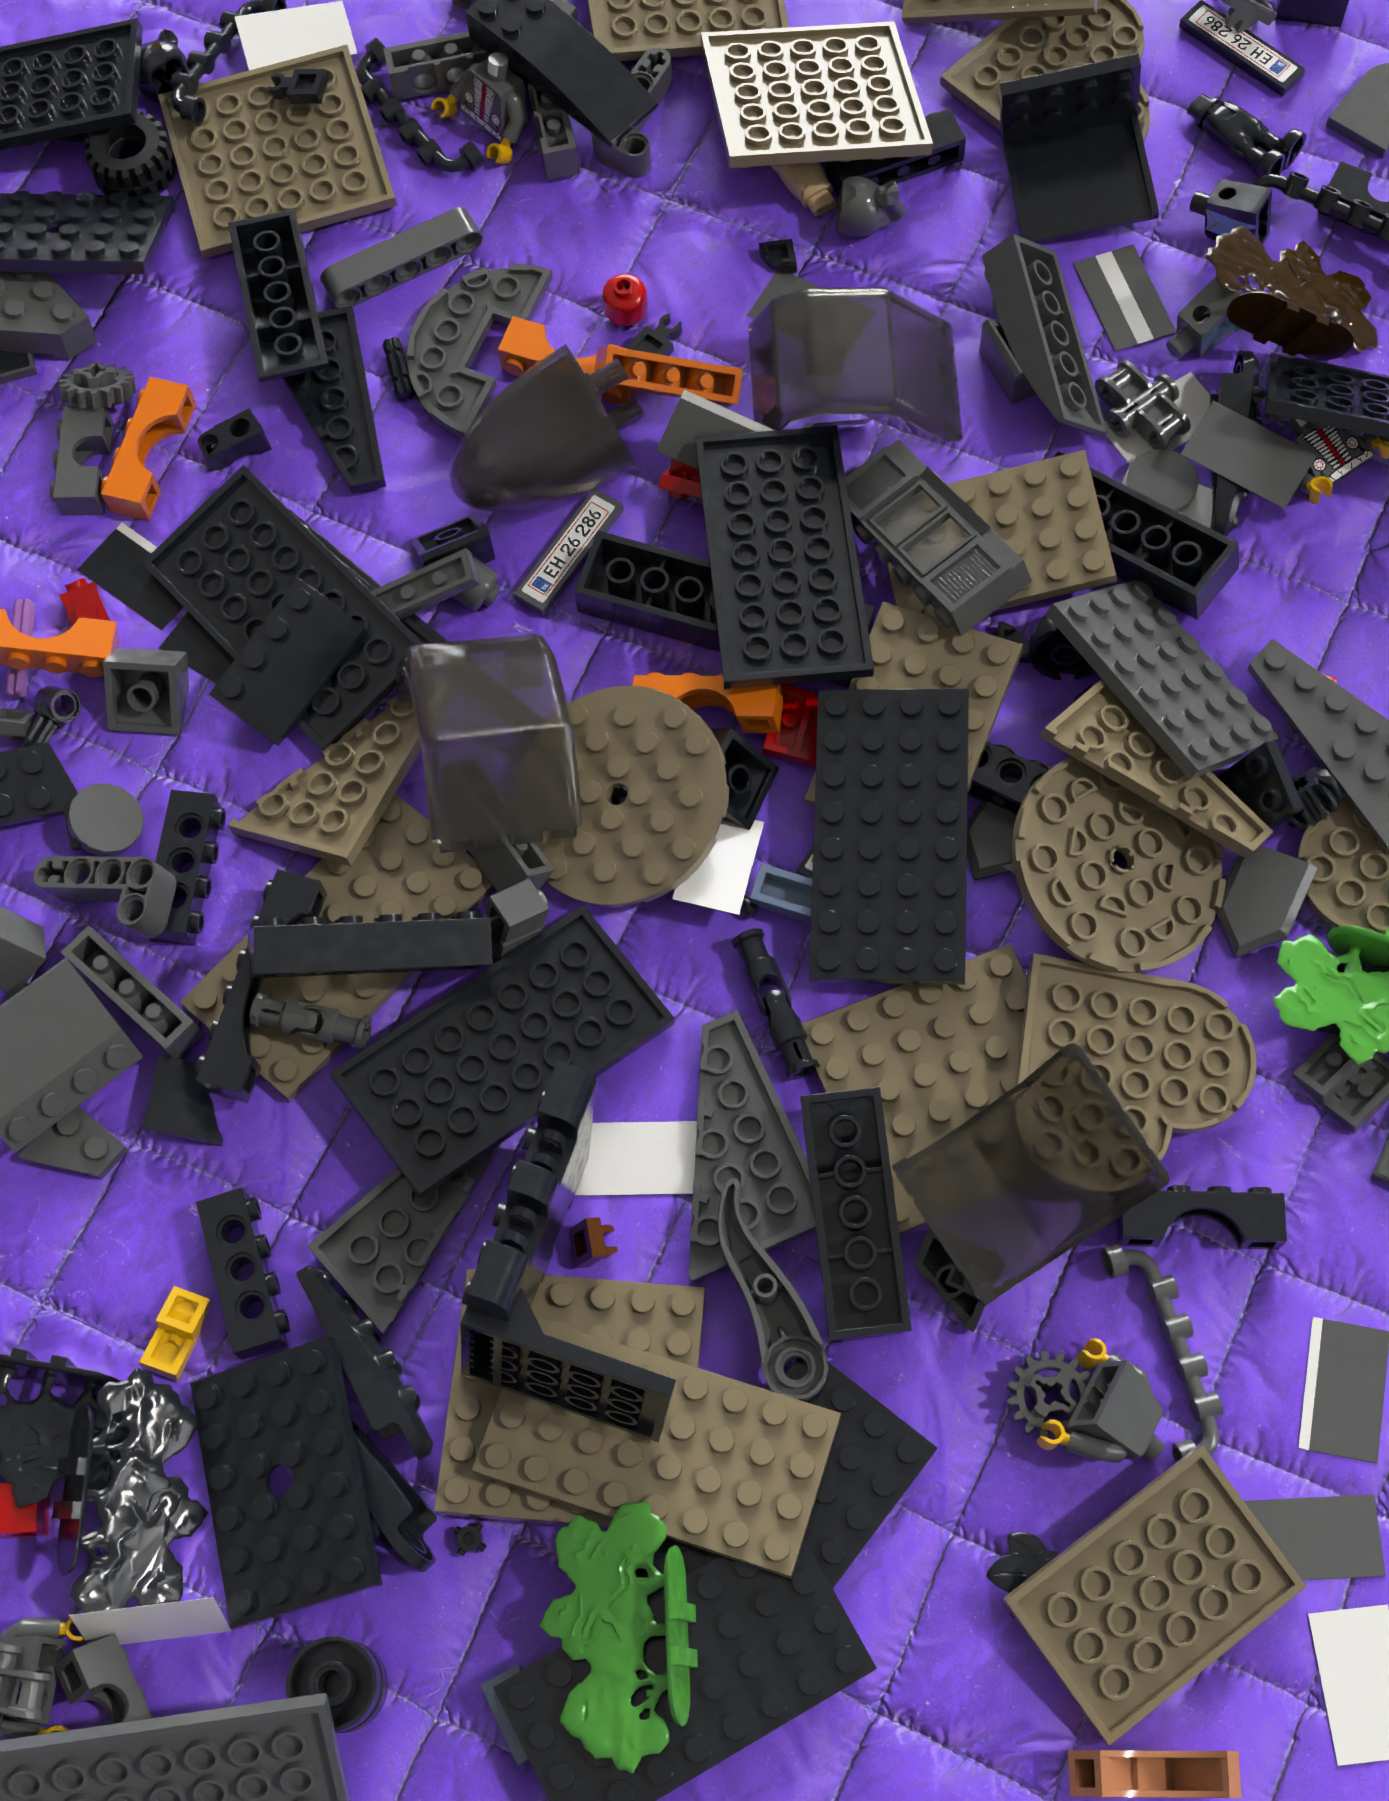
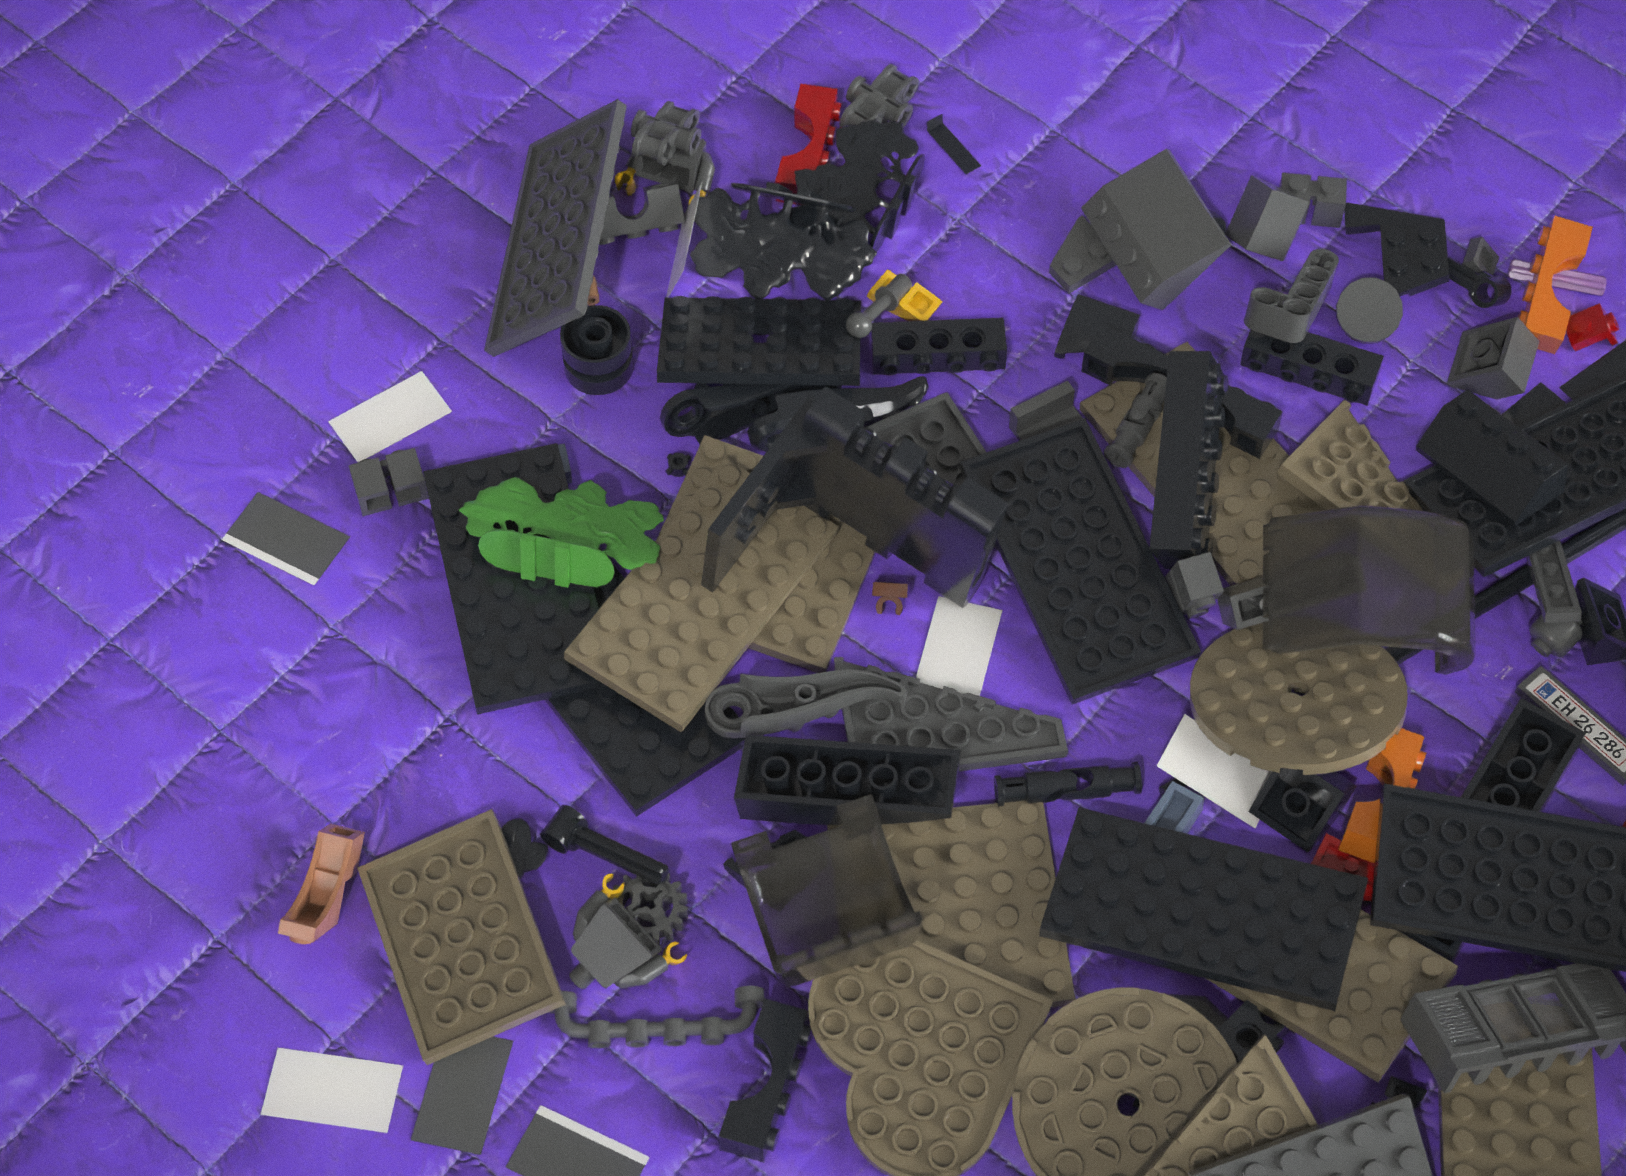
camera: 100 degrees right, 10 degrees down
(132, 993) = (1198, 303): dark grey brick -> none
(241, 1363) = (887, 298): none -> dark grey pin
(319, 1129) = (1044, 412): none -> dark grey panel
(987, 1513) = (570, 832): none -> black axle

